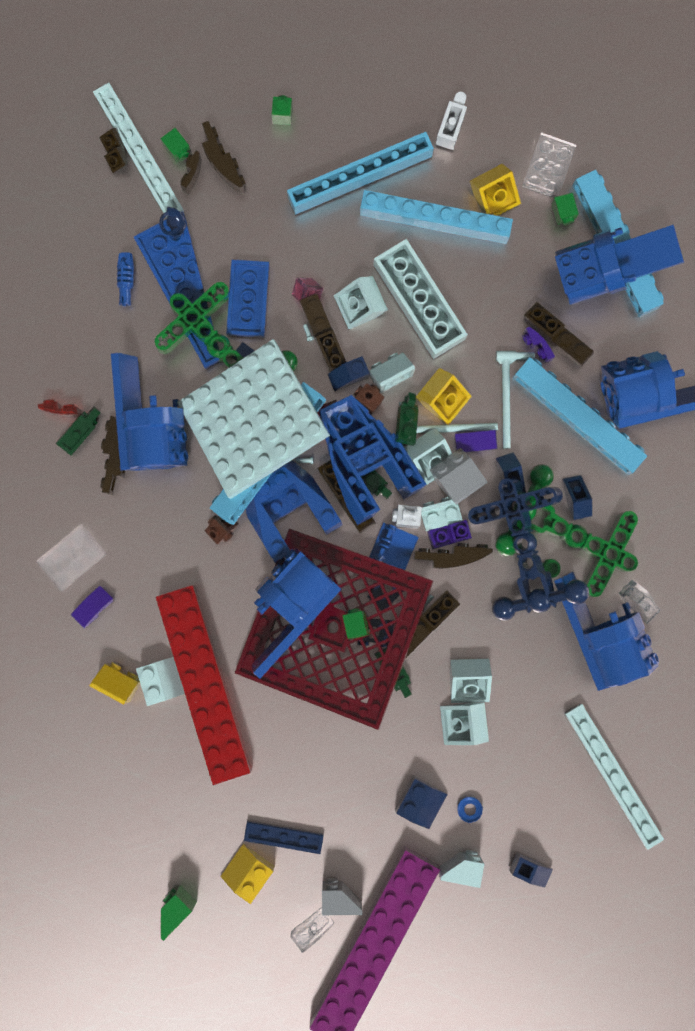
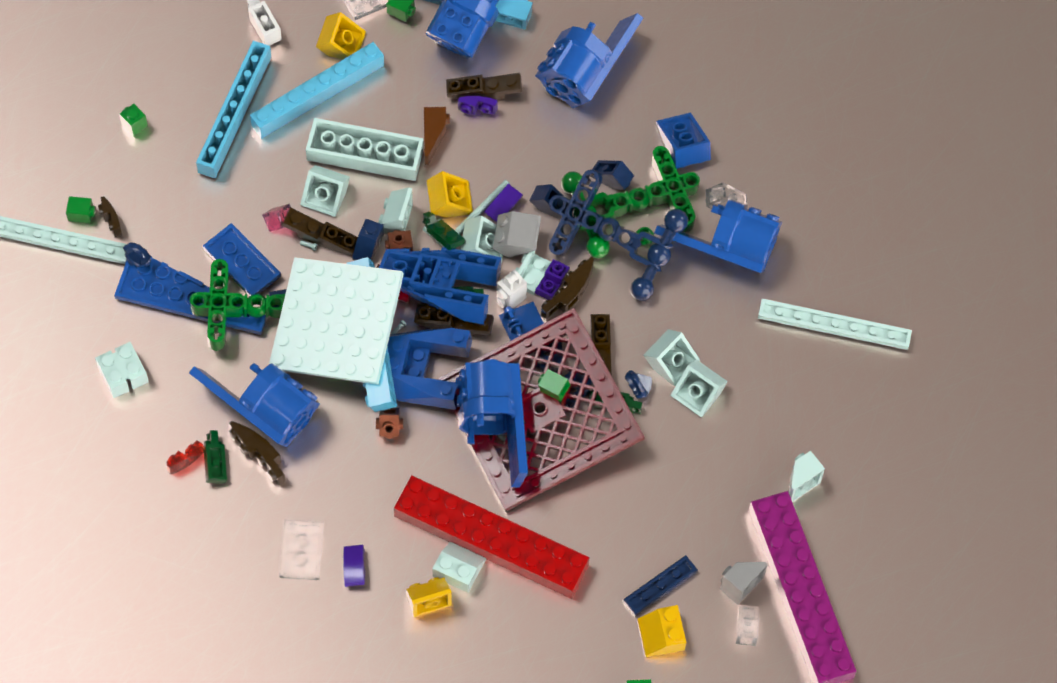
camera: 45 degrees left, 20 degrees down
(82, 297) = (120, 367): none -> light aqua piece
(115, 150) = (37, 252): dark brown slope -> none
(125, 278) = (137, 328): blue hinge -> none
(222, 163) = (129, 192): dark brown slope -> none
(420, 802) = (726, 467): dark blue slope -> none
(426, 677) = (639, 383): none -> dark blue piece
(470, 818) = (762, 433): blue piece -> none
(488, 332) = (434, 130): none -> reddish brown slope
(507, 358) = (466, 133): light aqua bar -> none
(530, 870) = (848, 435): dark blue slope -> none
(580, 416) = (555, 123): medium azure brick -> none
(659, 523) = (684, 140): none -> blue slope

